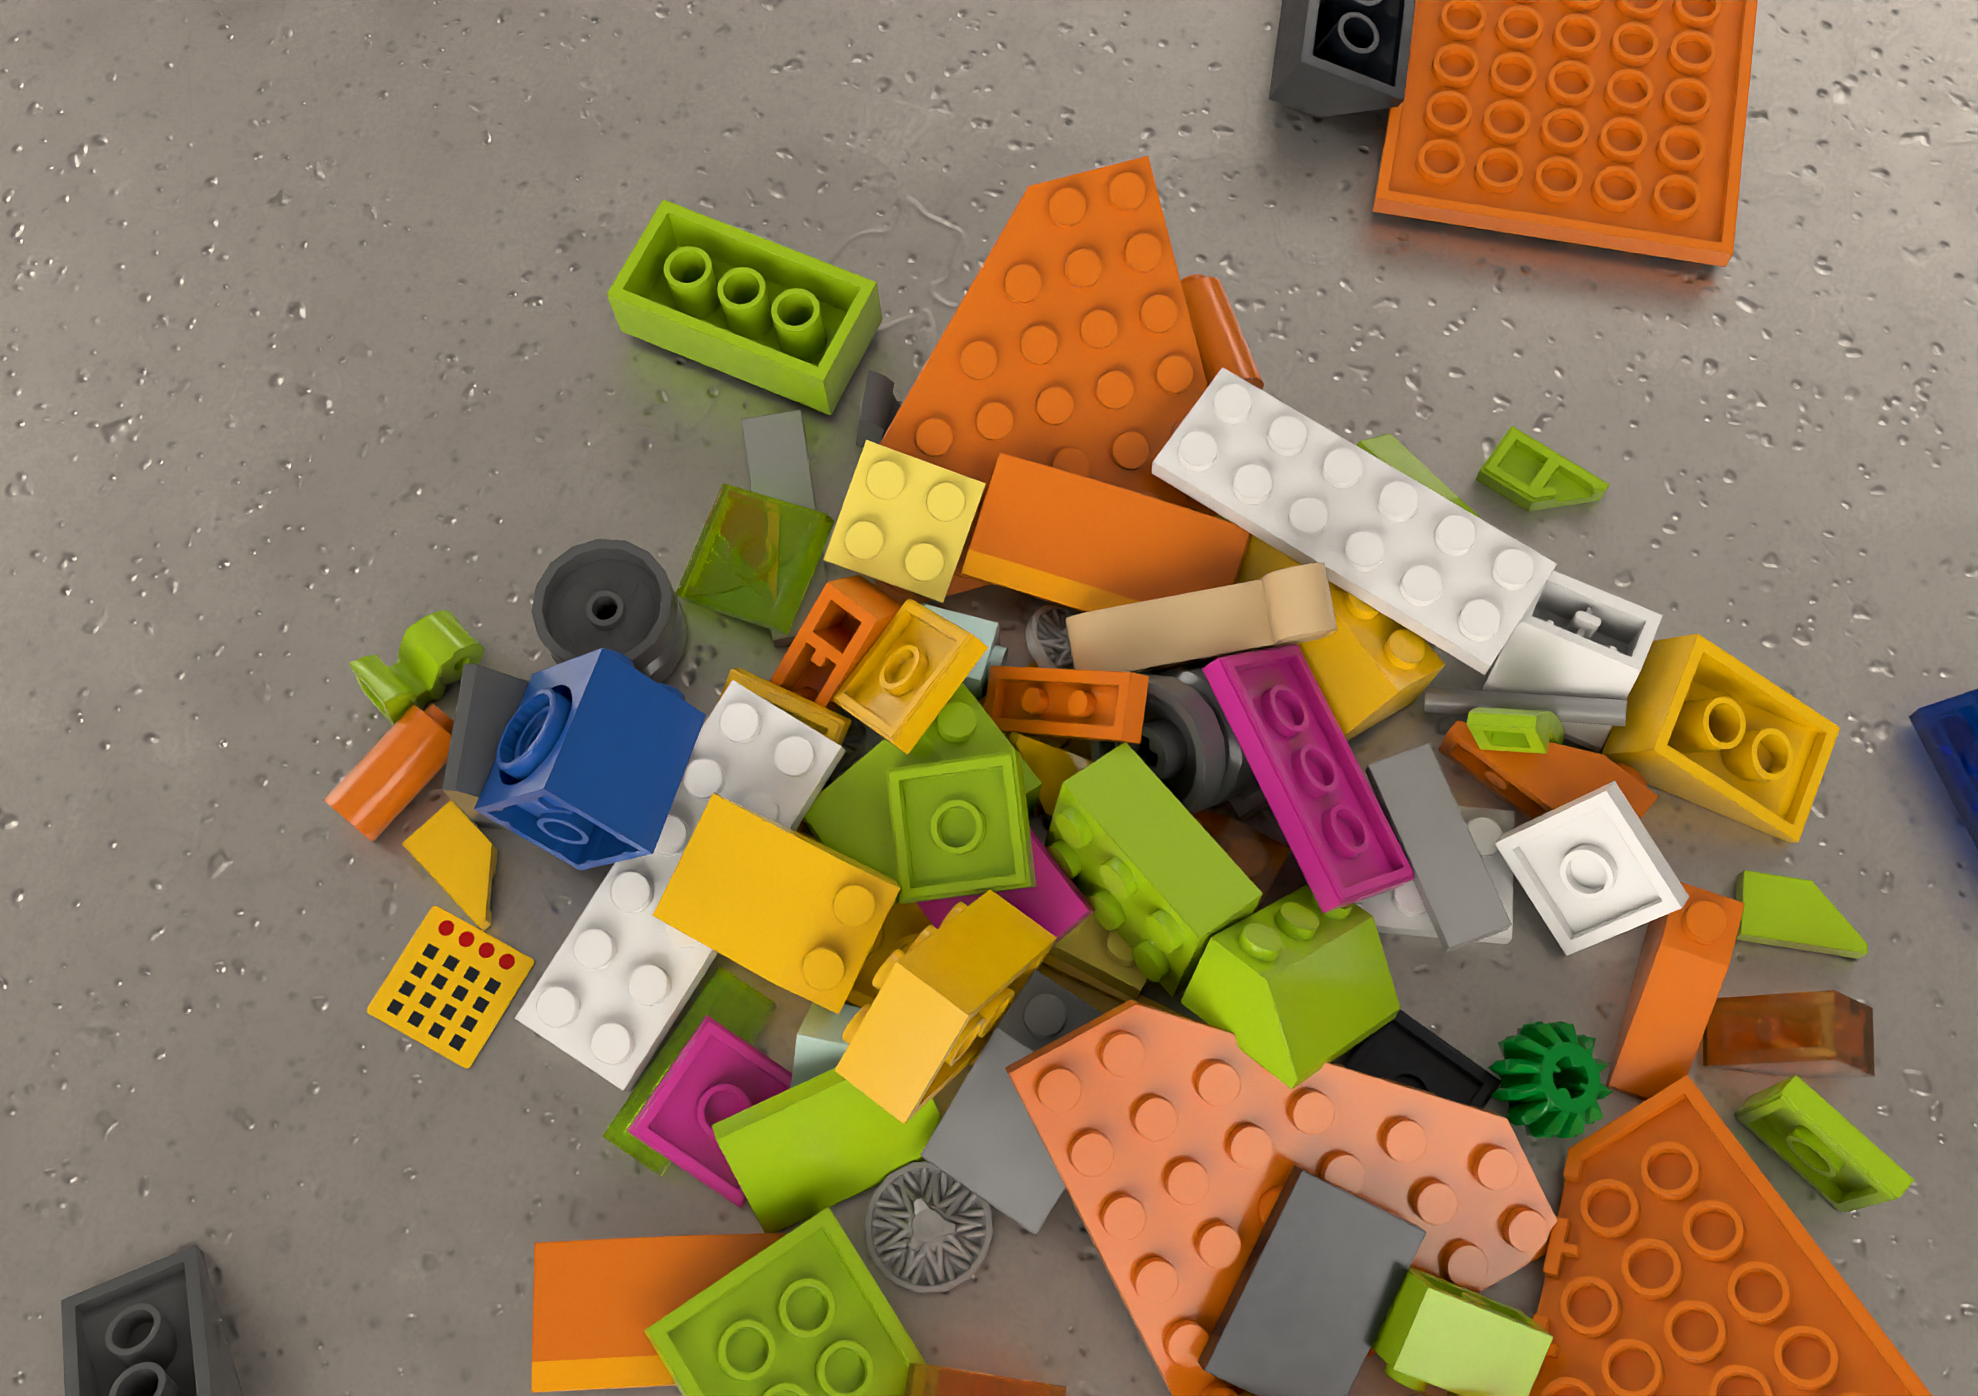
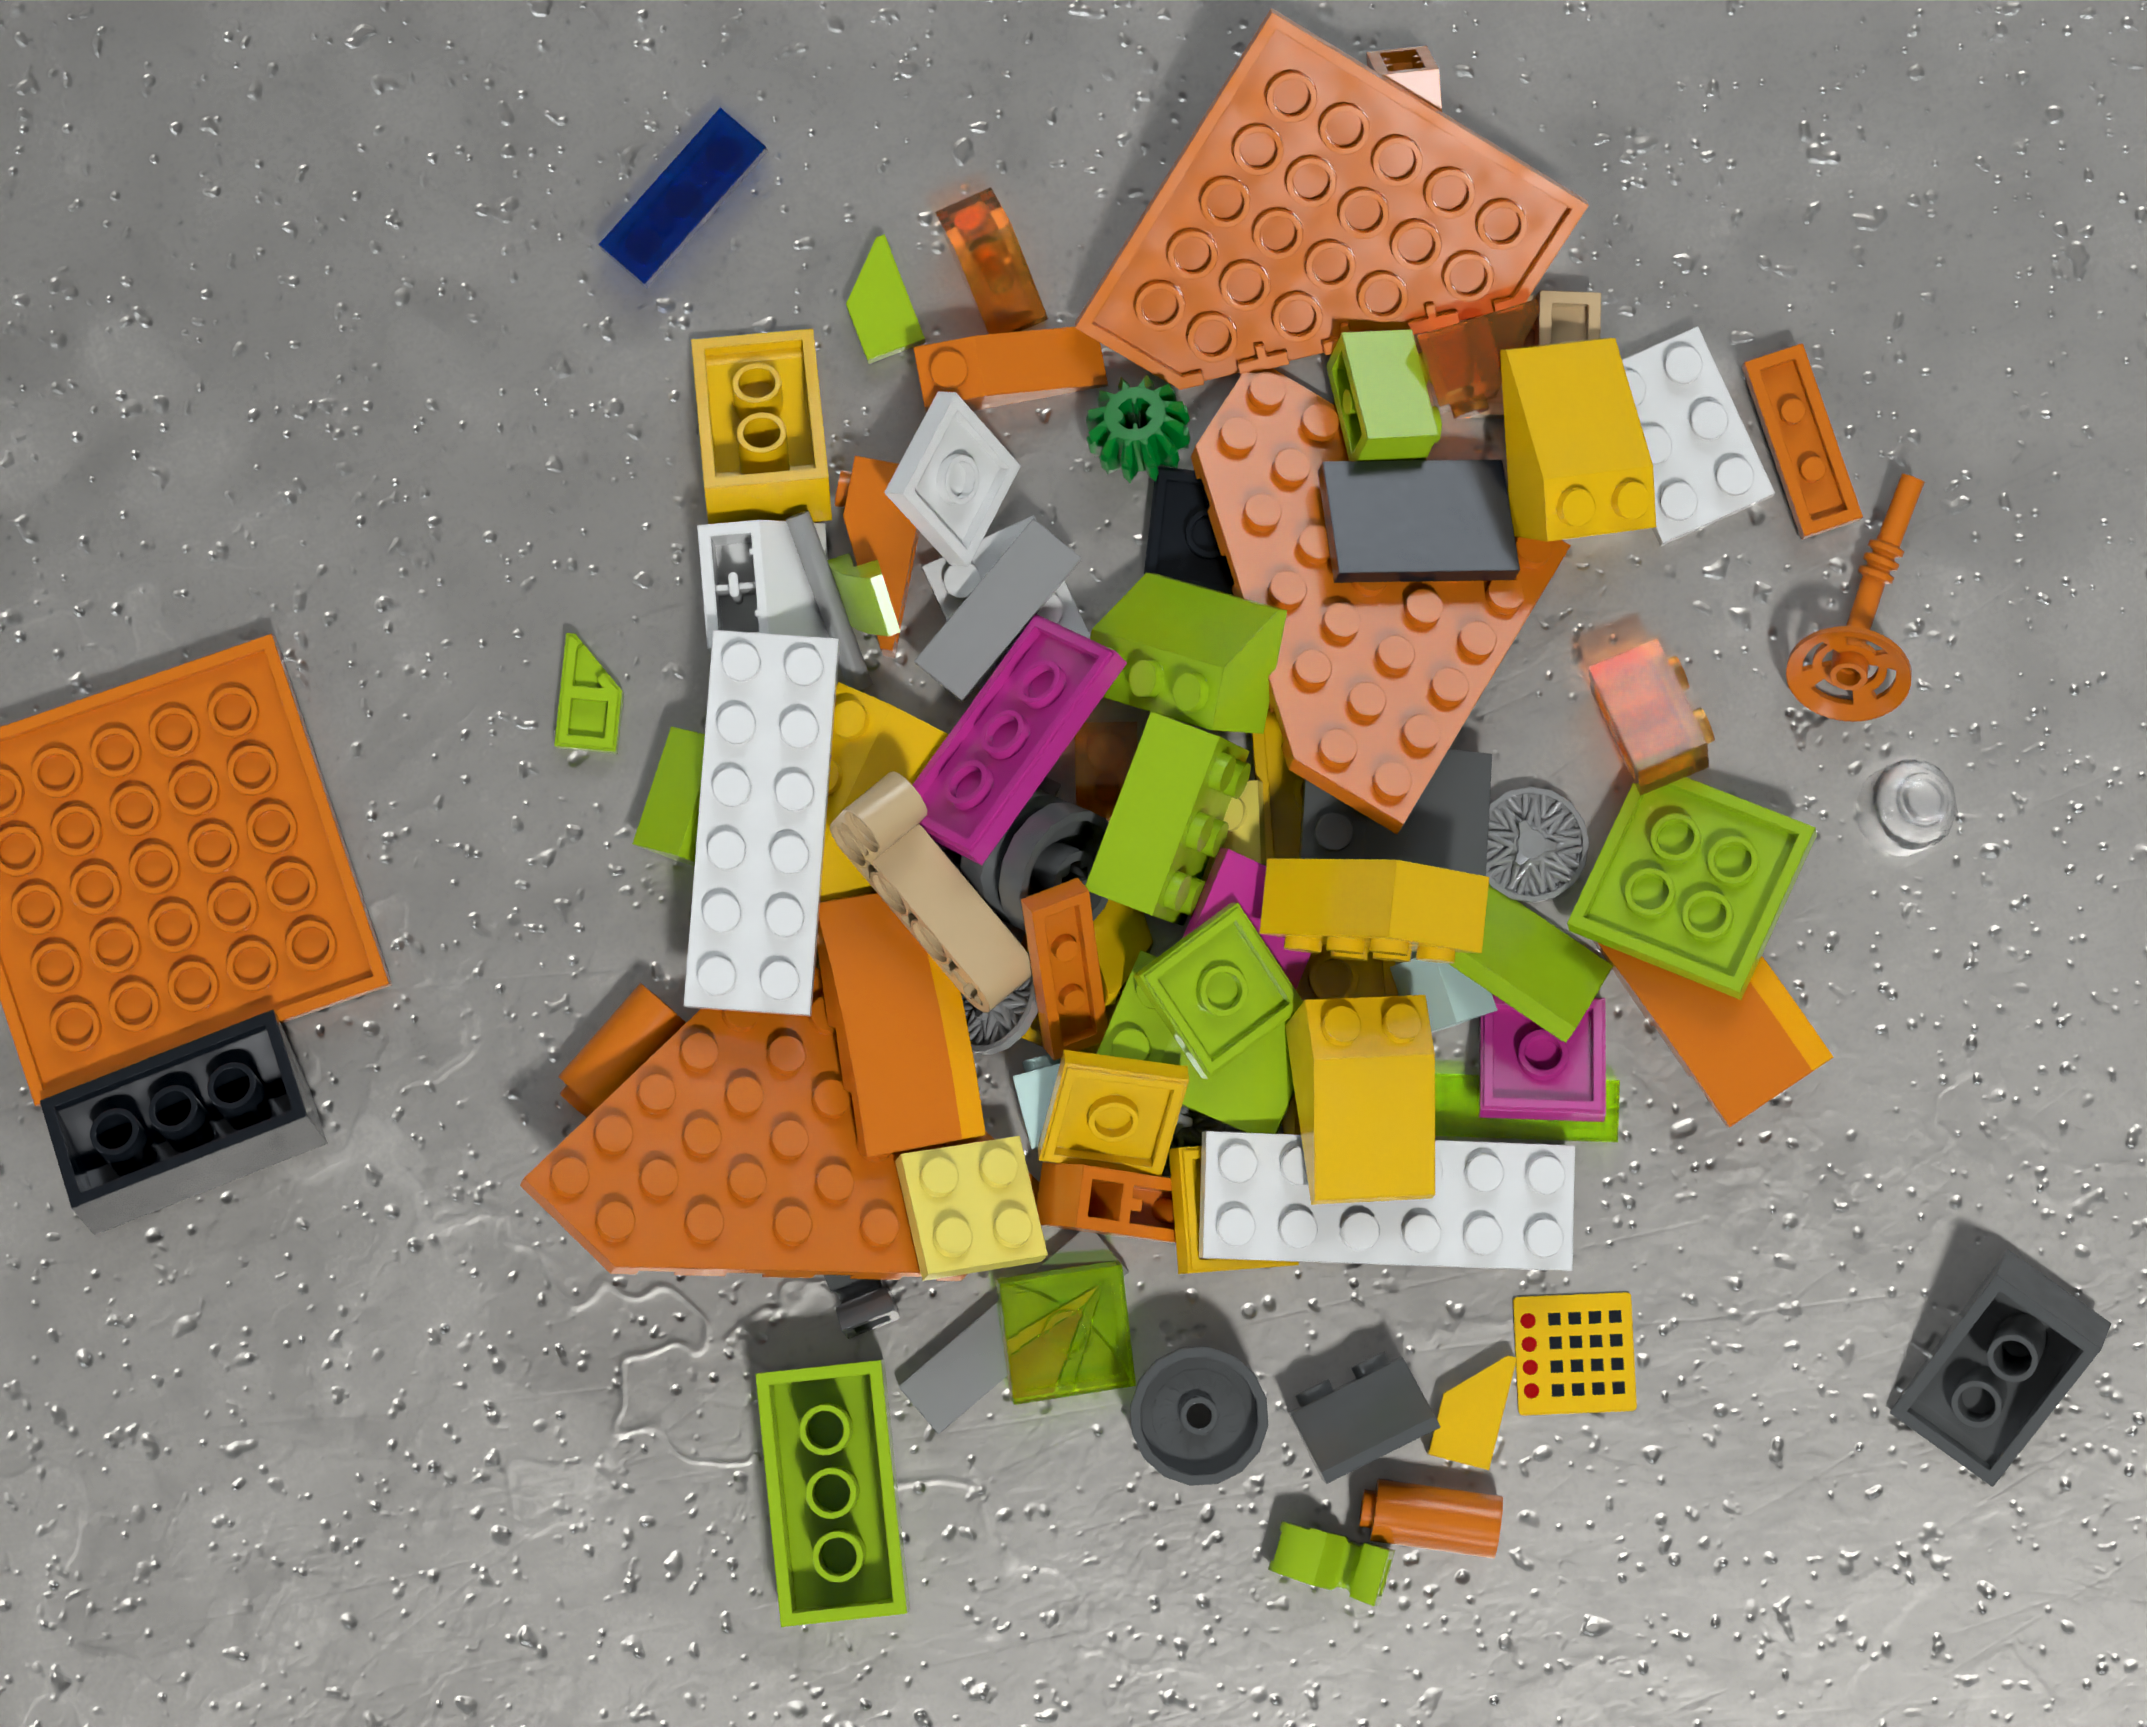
camera: 120 degrees left, 15 degrees up
(591, 760) = (1337, 1330): blue brick -> none
(1823, 1146) = (1077, 204): lime tile -> none

